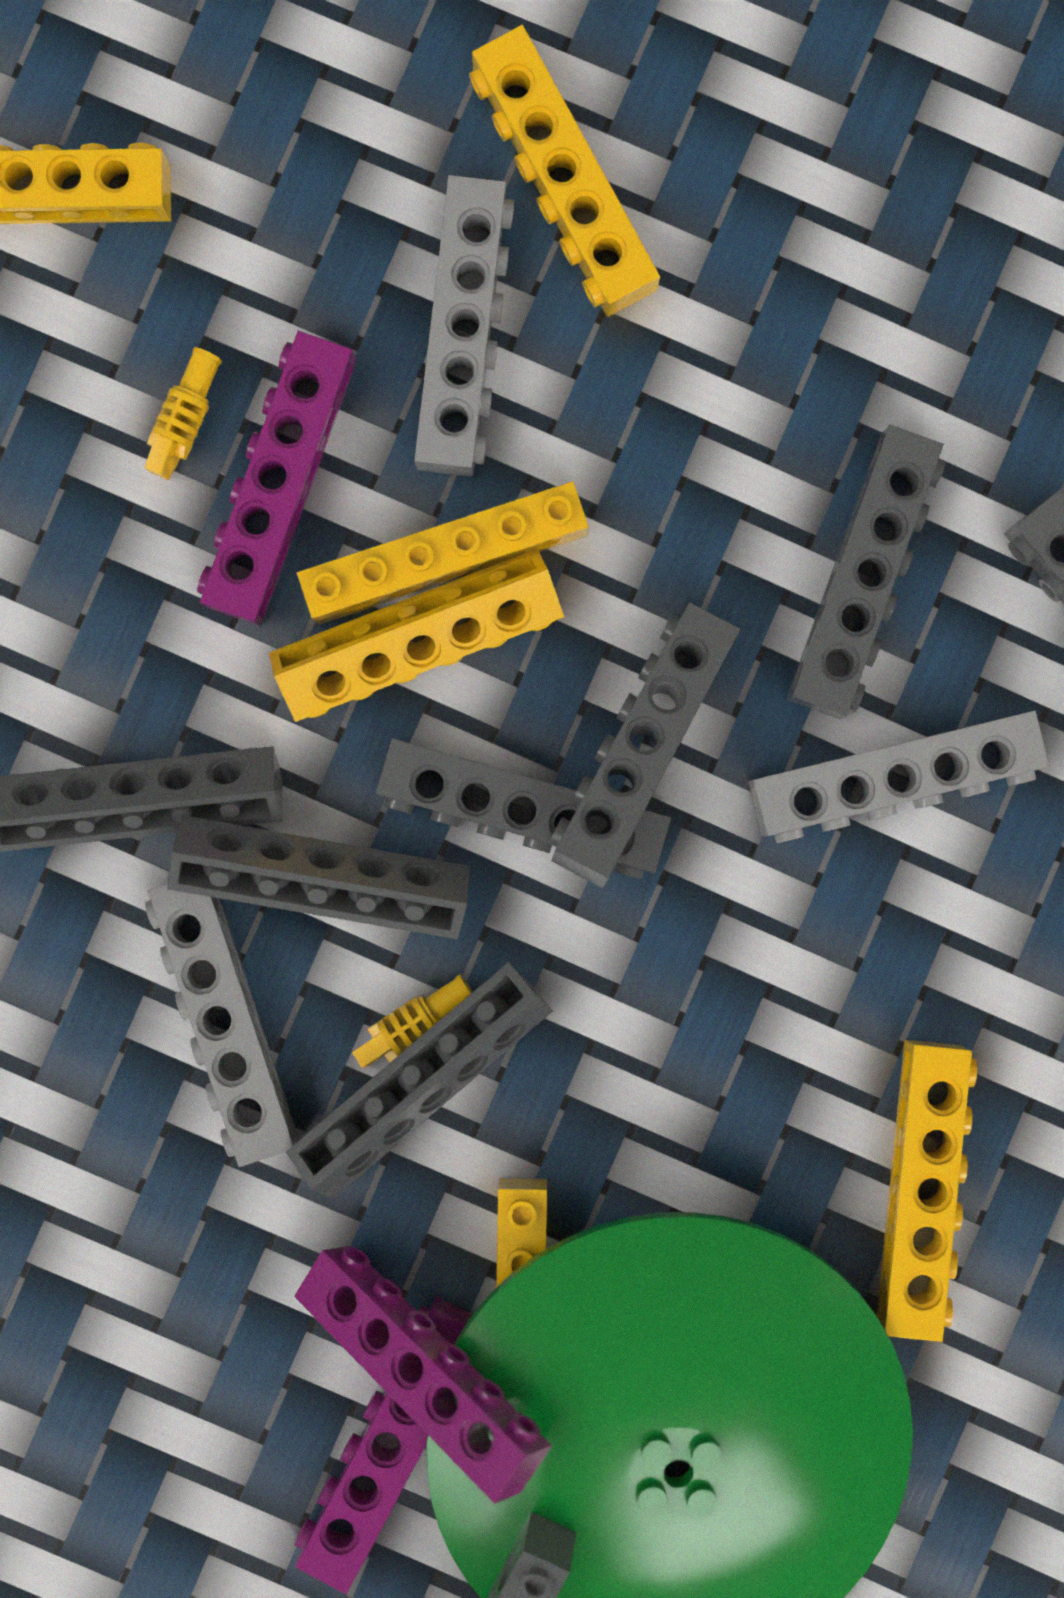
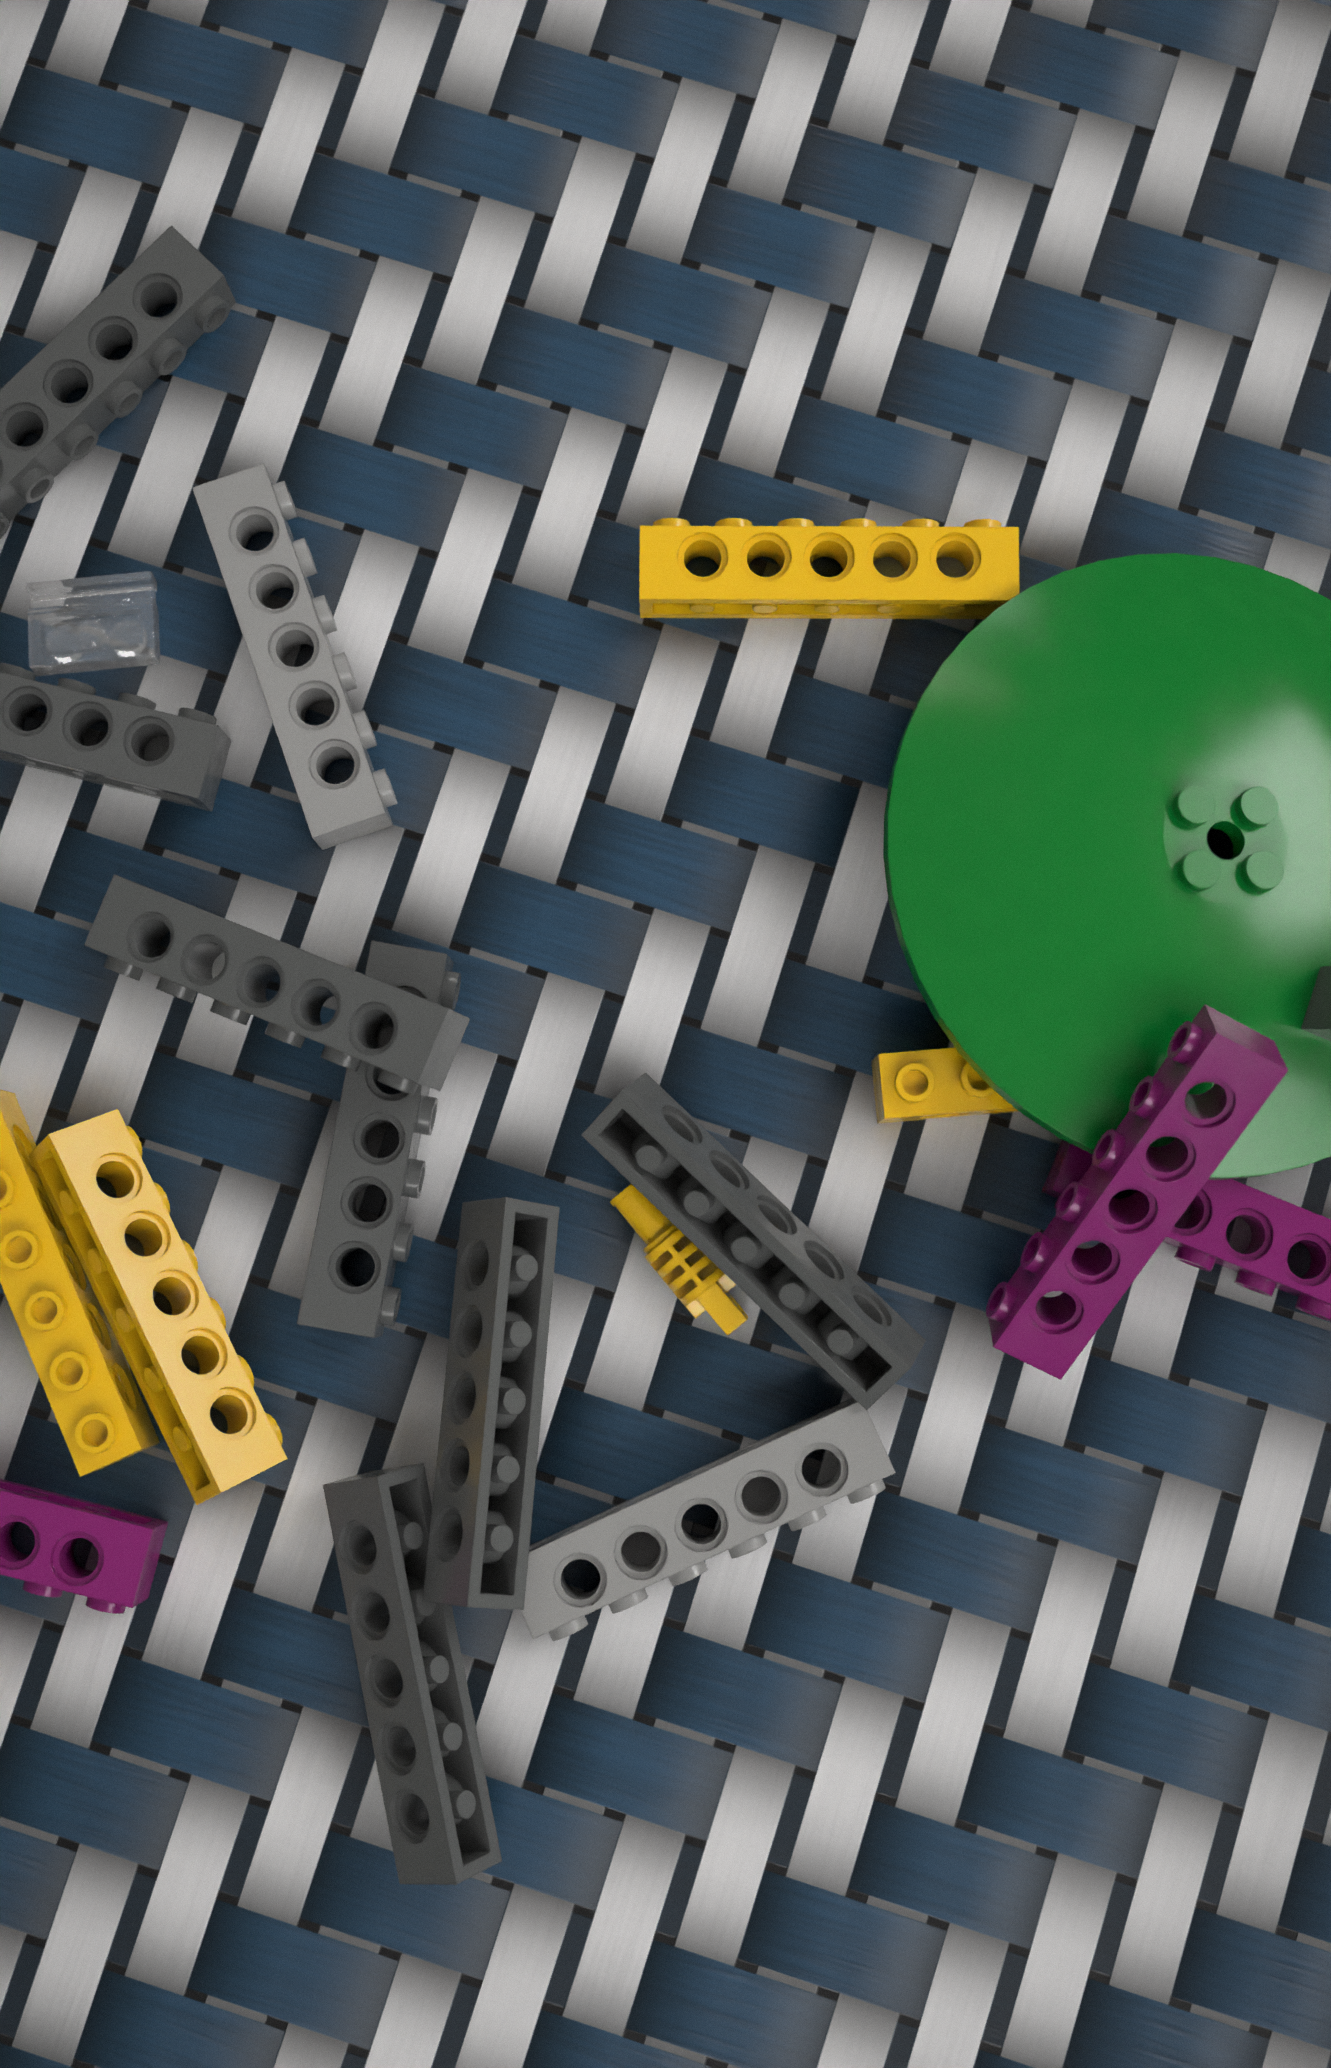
camera: 90 degrees left, 5 degrees down
(938, 623) = (93, 623): none -> clear plate

